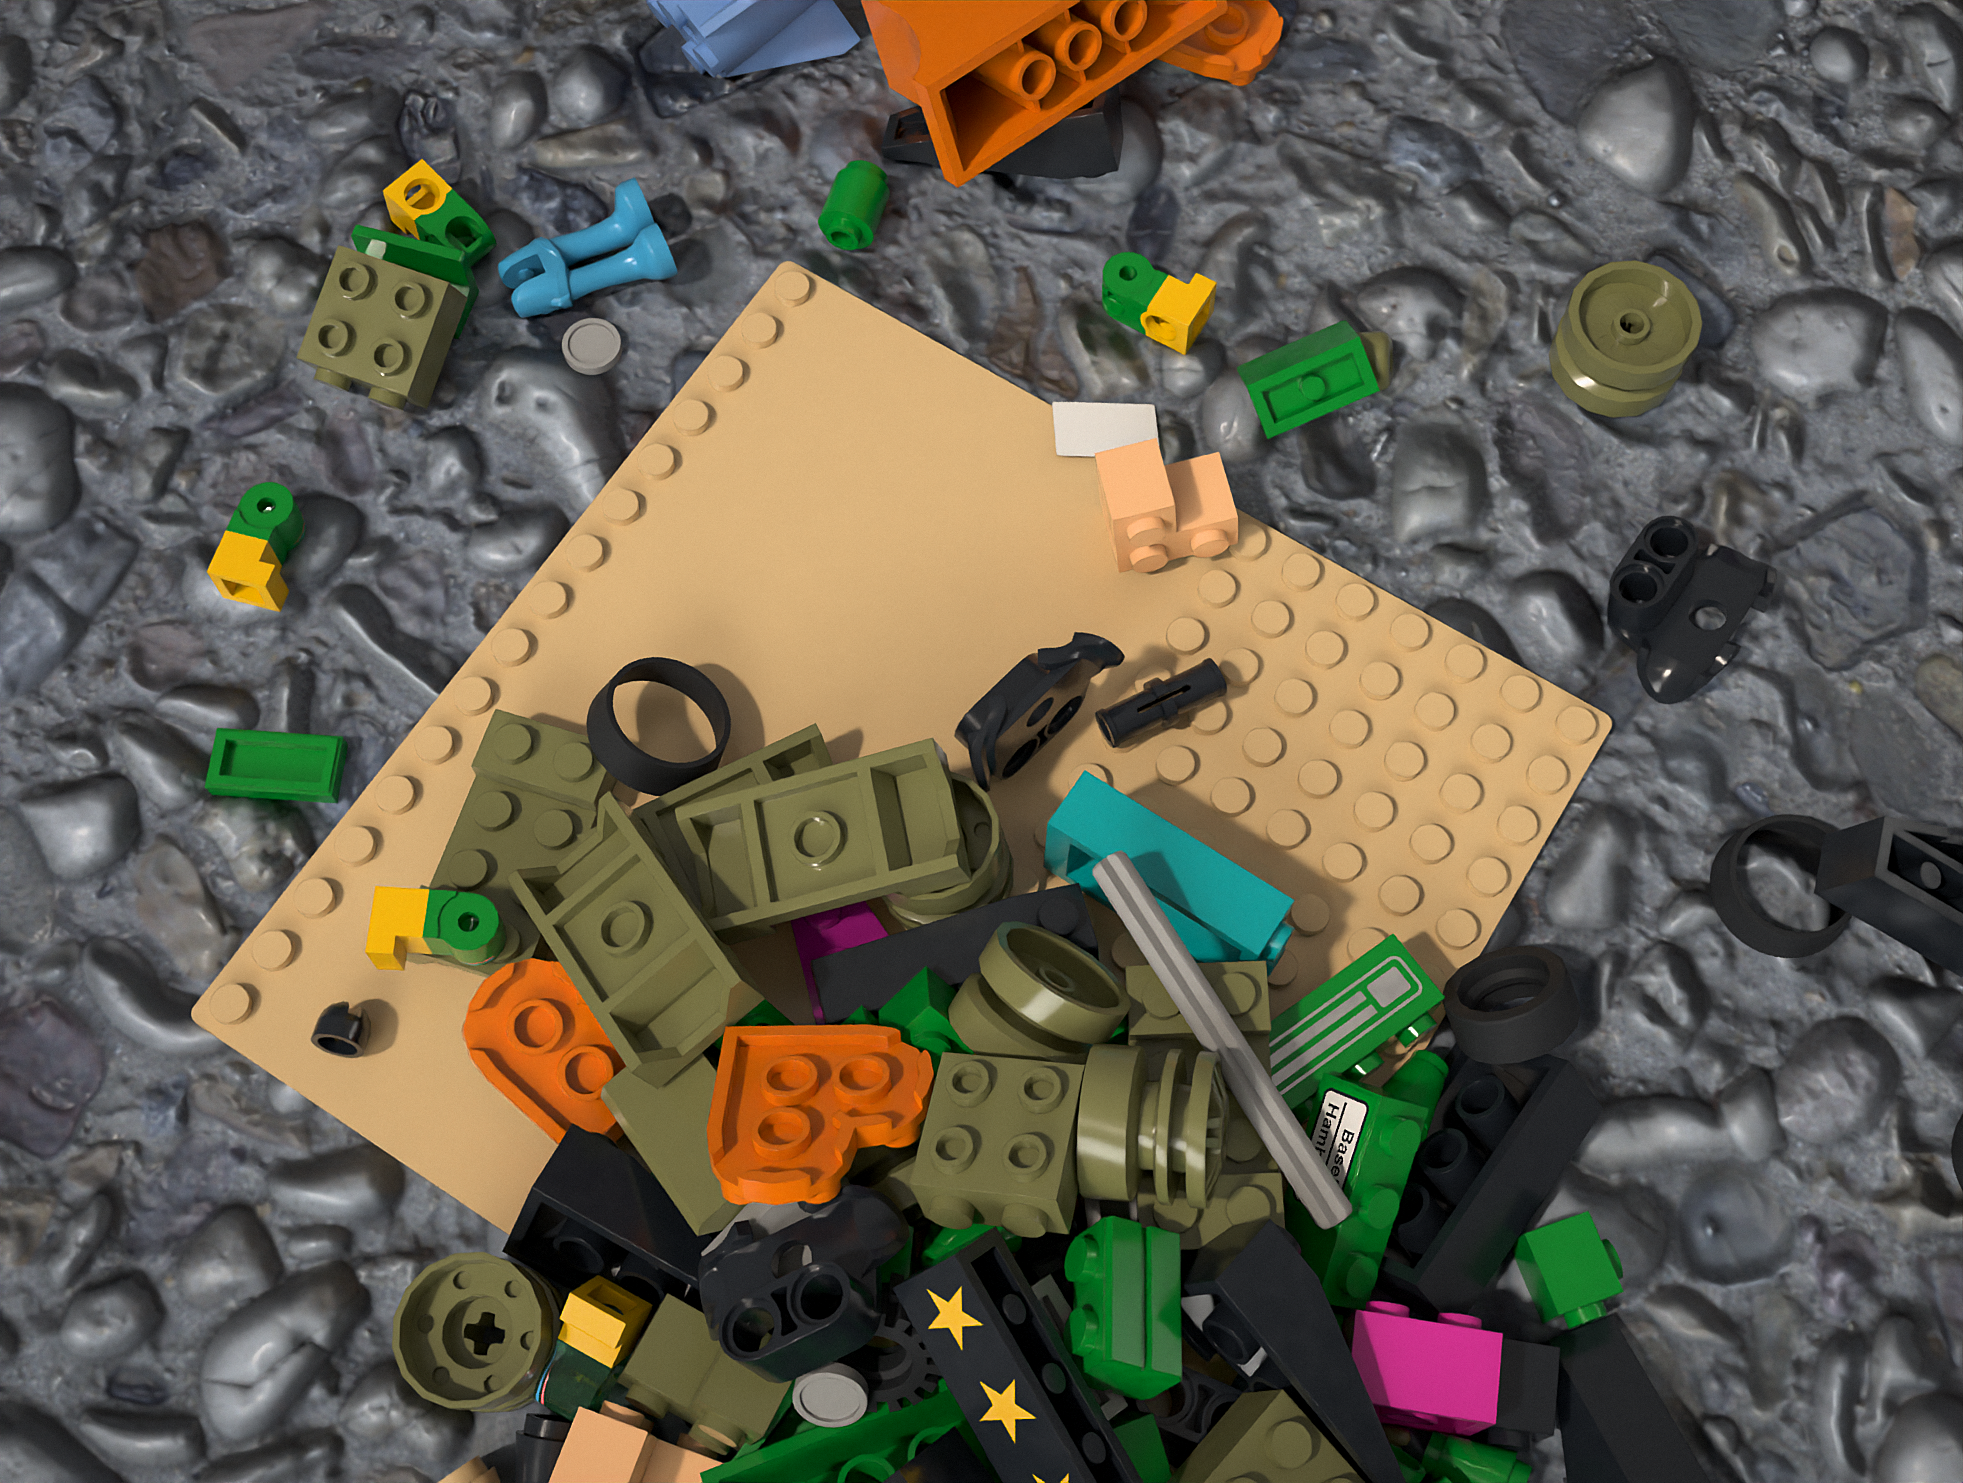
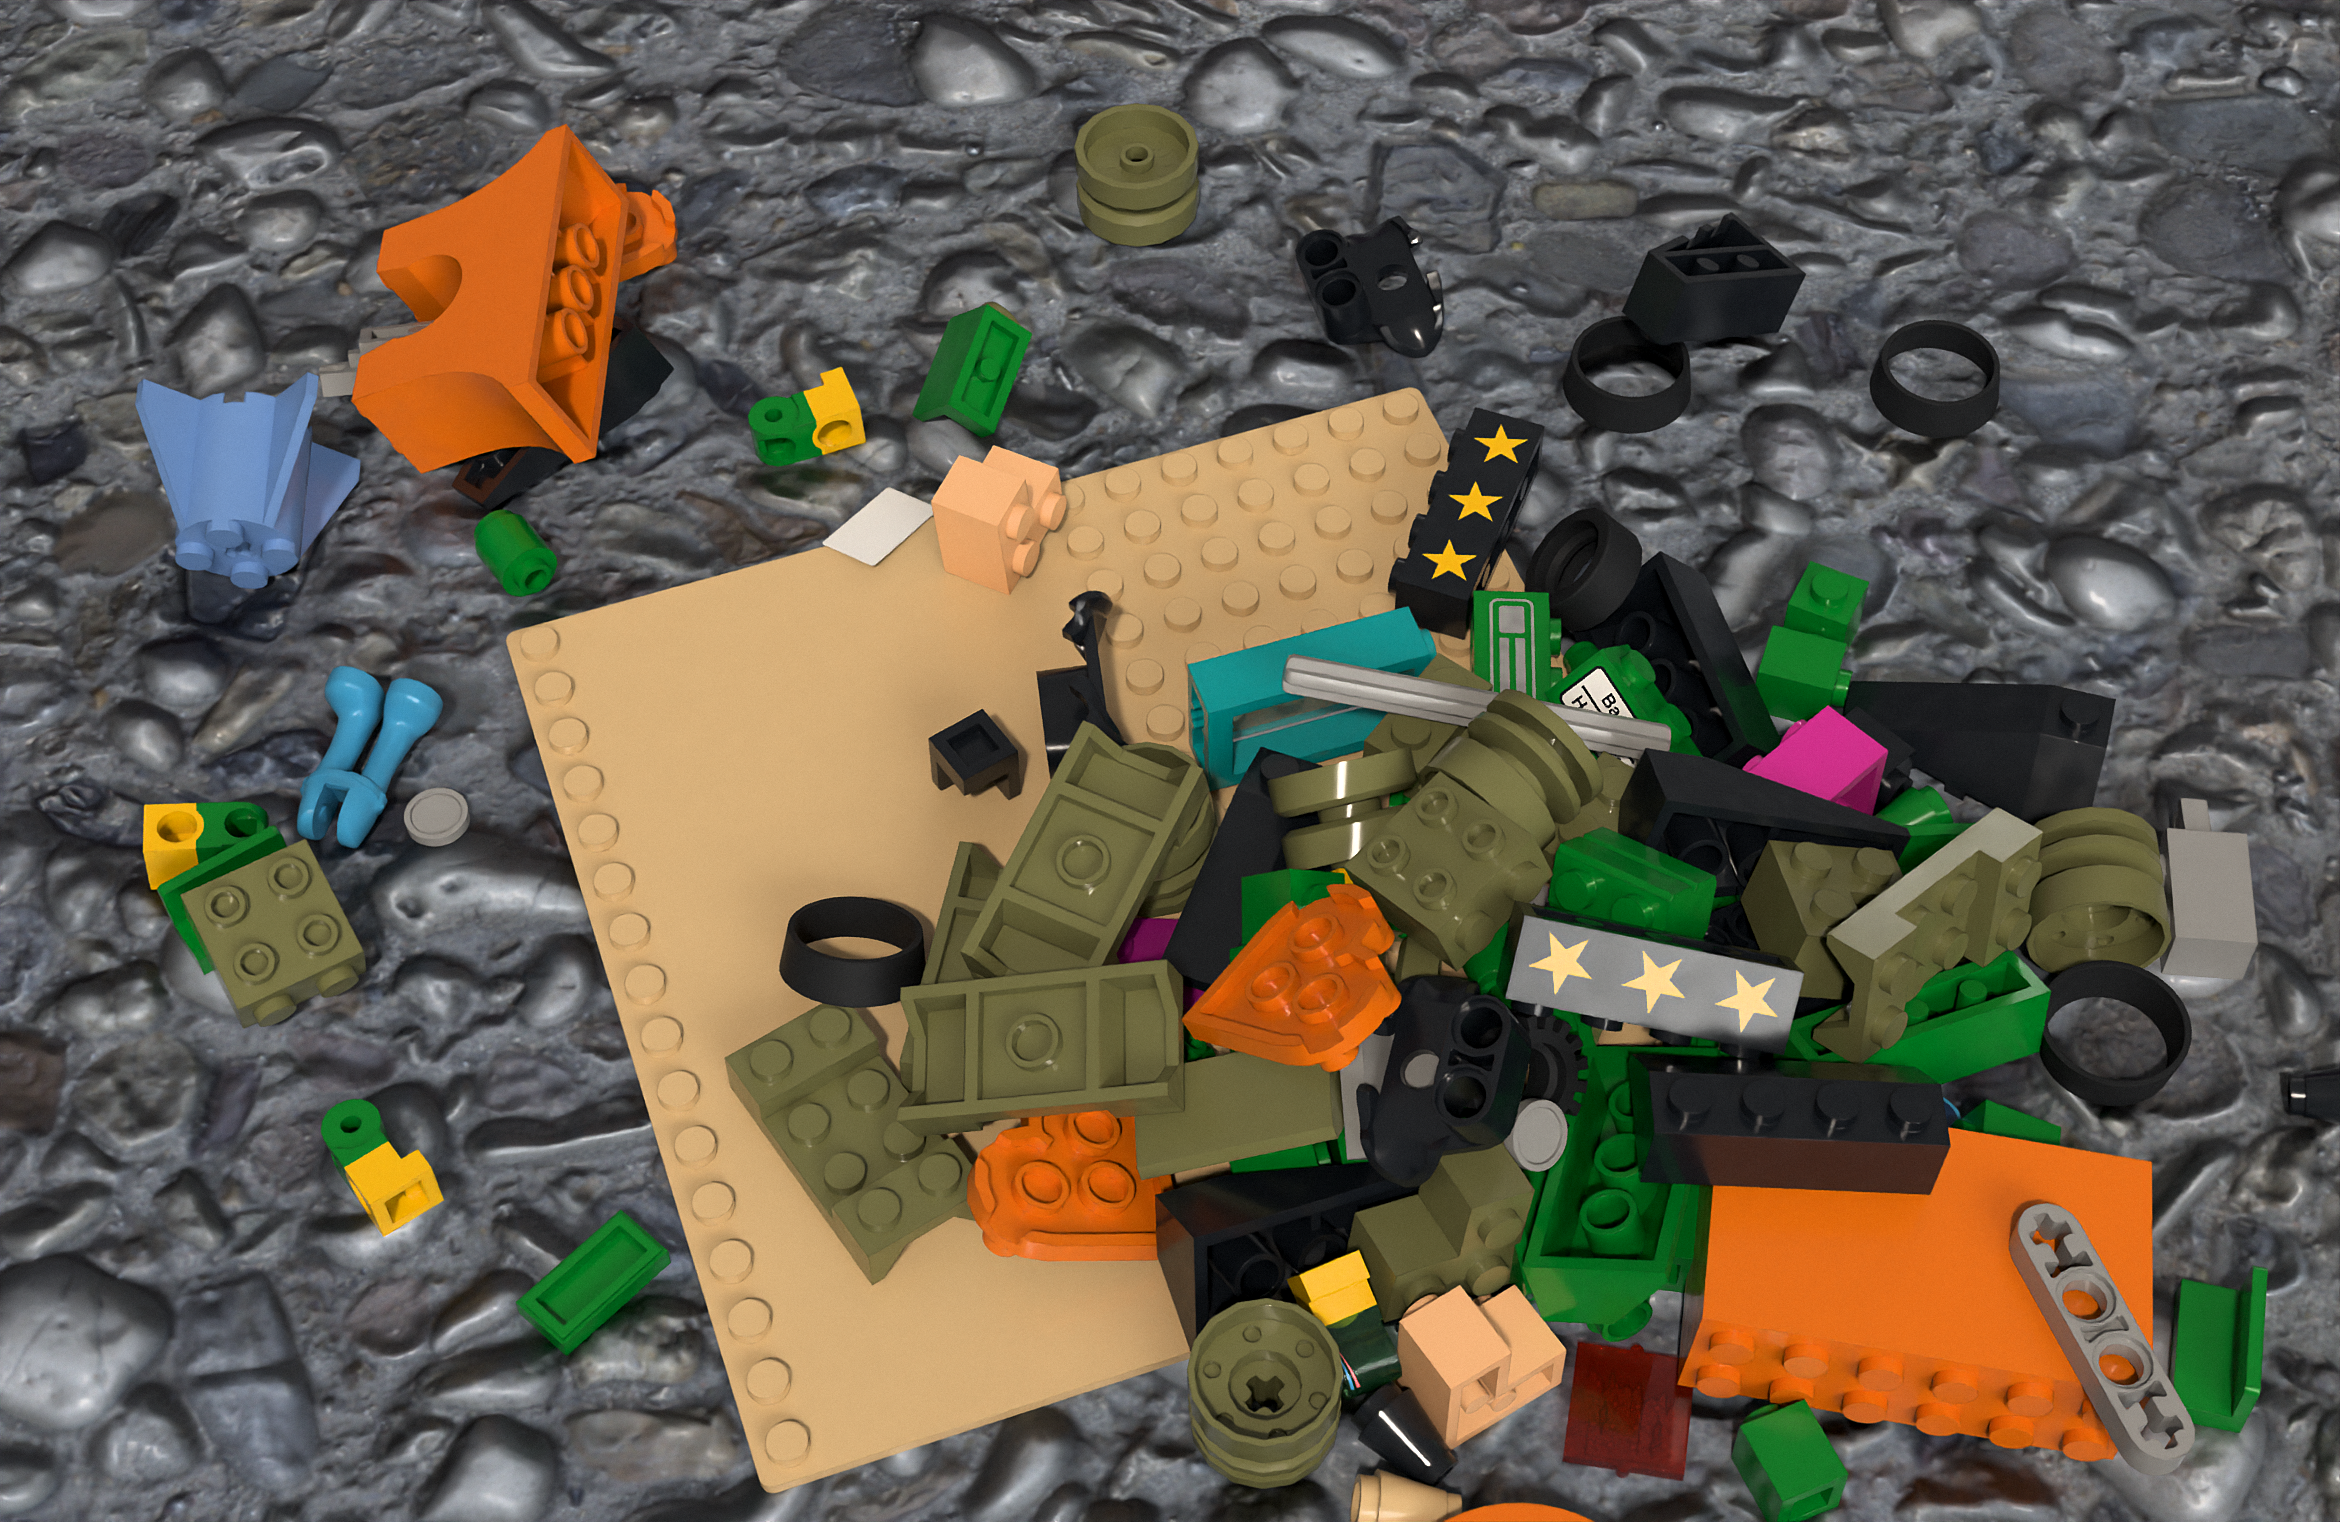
camera: 50 degrees left, 15 degrees down
(341, 1031) = (899, 1359): black hinge -> none
(432, 924) = (888, 1194): leg -> none
(911, 671) = (973, 756): none -> black panel
(1197, 685) = (1144, 651): black pin -> none
(1483, 870) = (1467, 520): none -> black brick
(1654, 1243) = (1827, 604): none -> green brick

